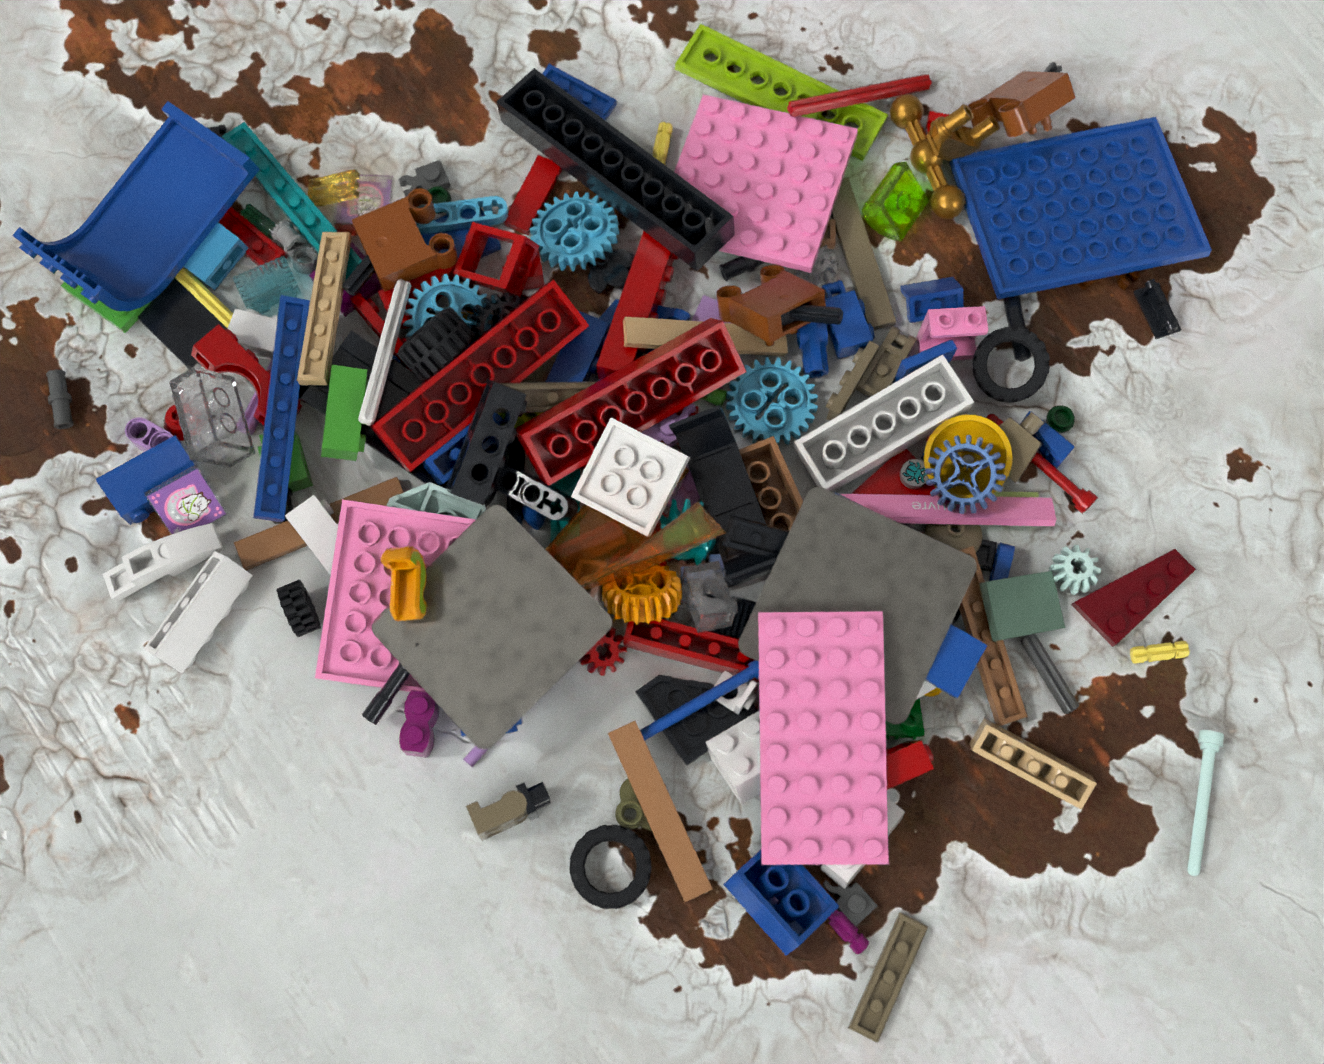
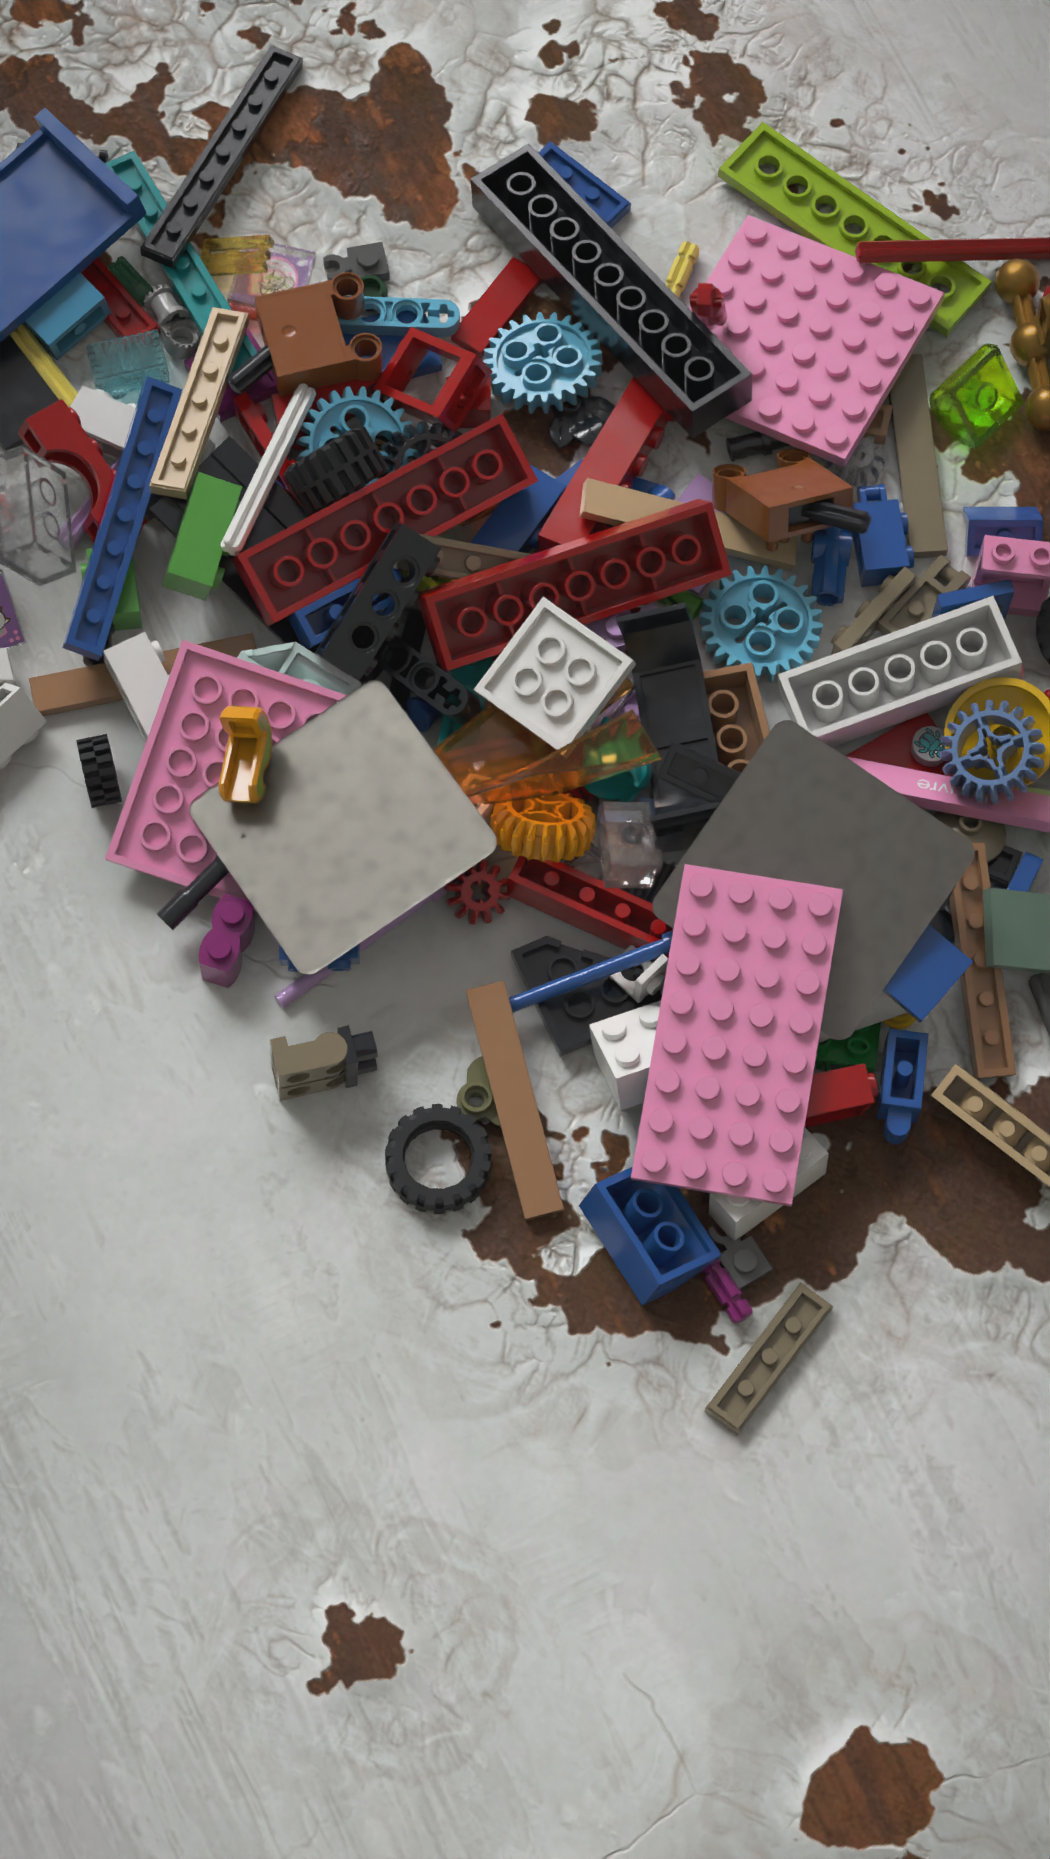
camera: 10 degrees right, 5 degrees down
(309, 117) = (221, 157): none -> black tile
(690, 168) = (708, 305): none -> red hinge
(946, 741) = (901, 1082): none -> blue brick

